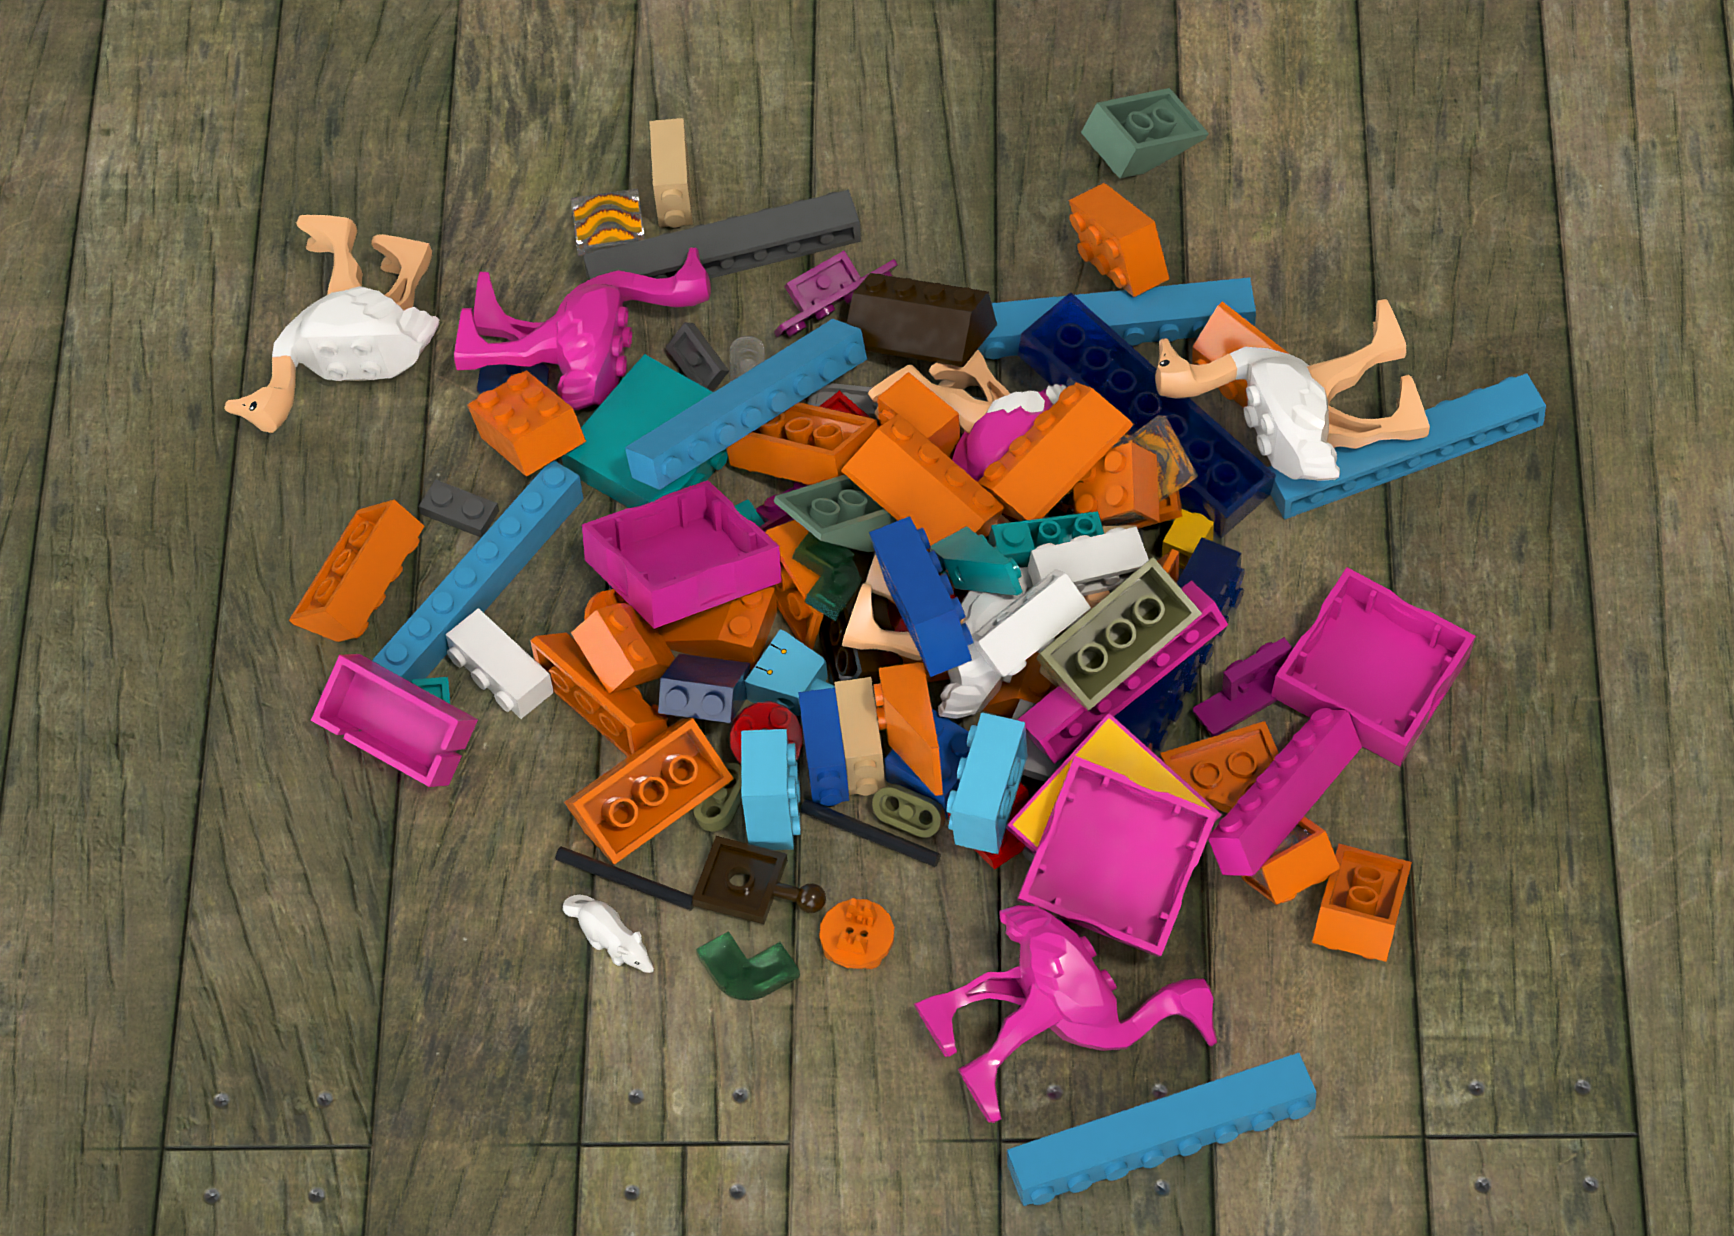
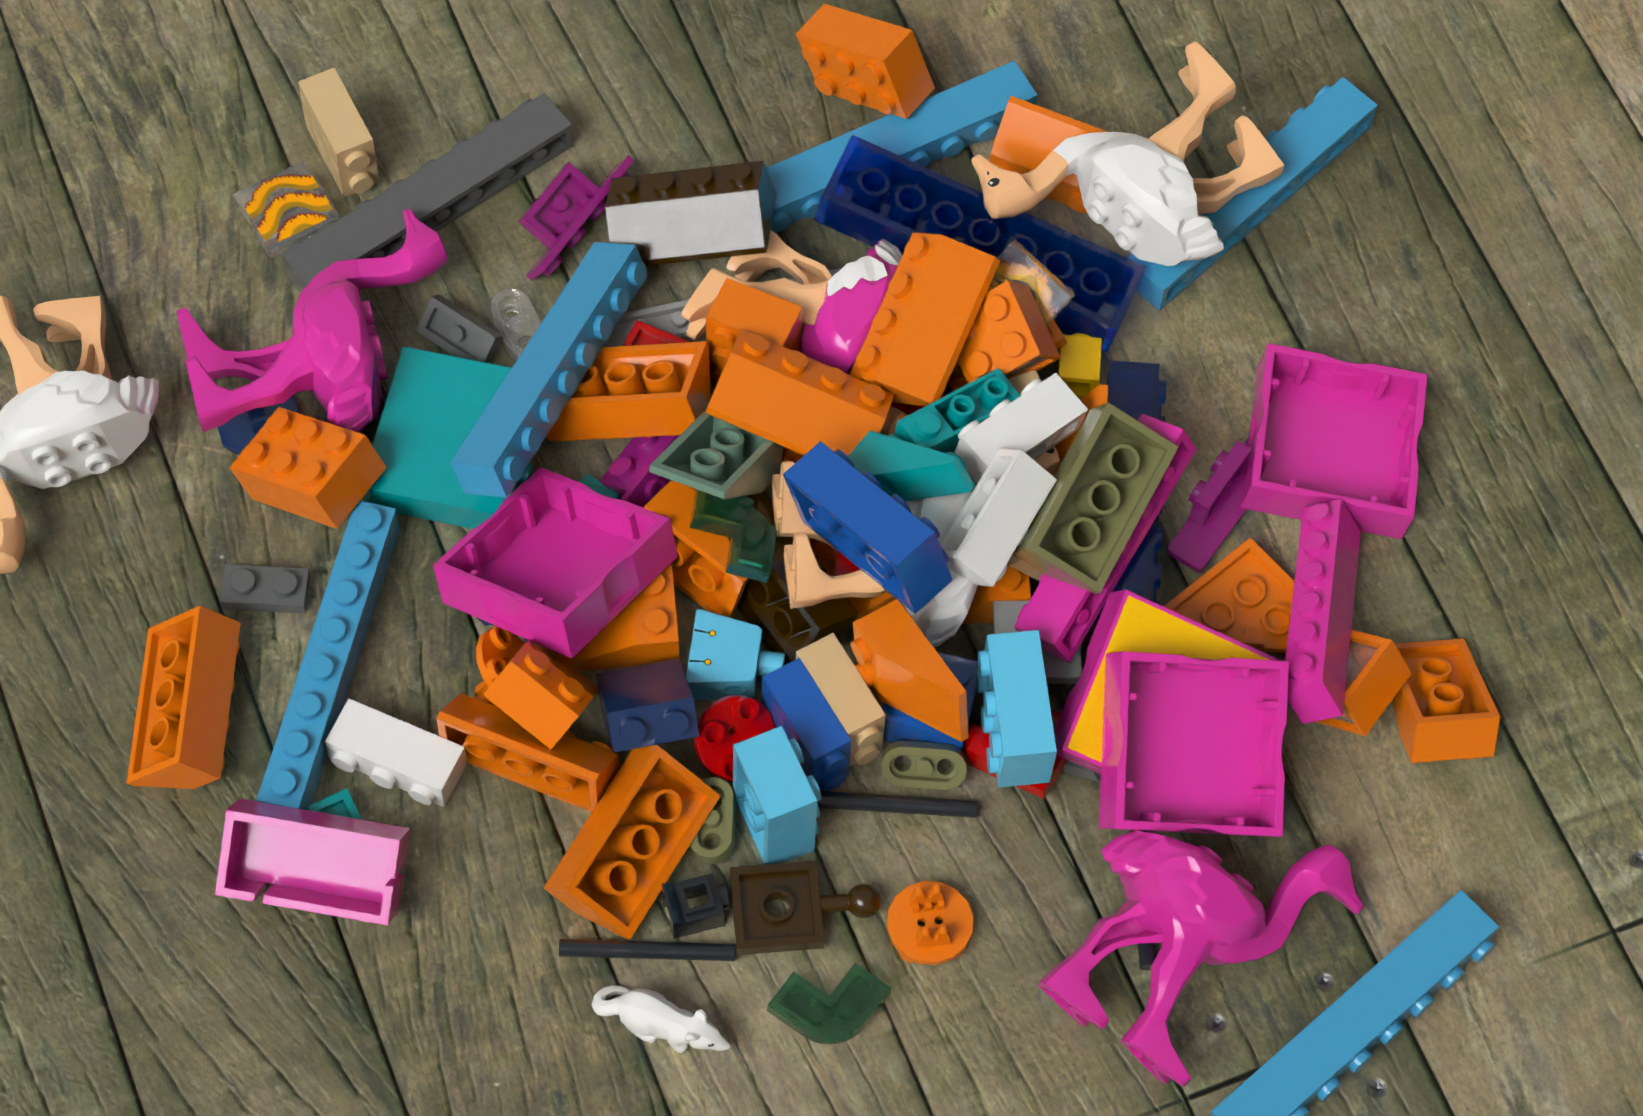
camera: 30 degrees left, 5 degrees up
(672, 865) = (699, 918): none -> black window

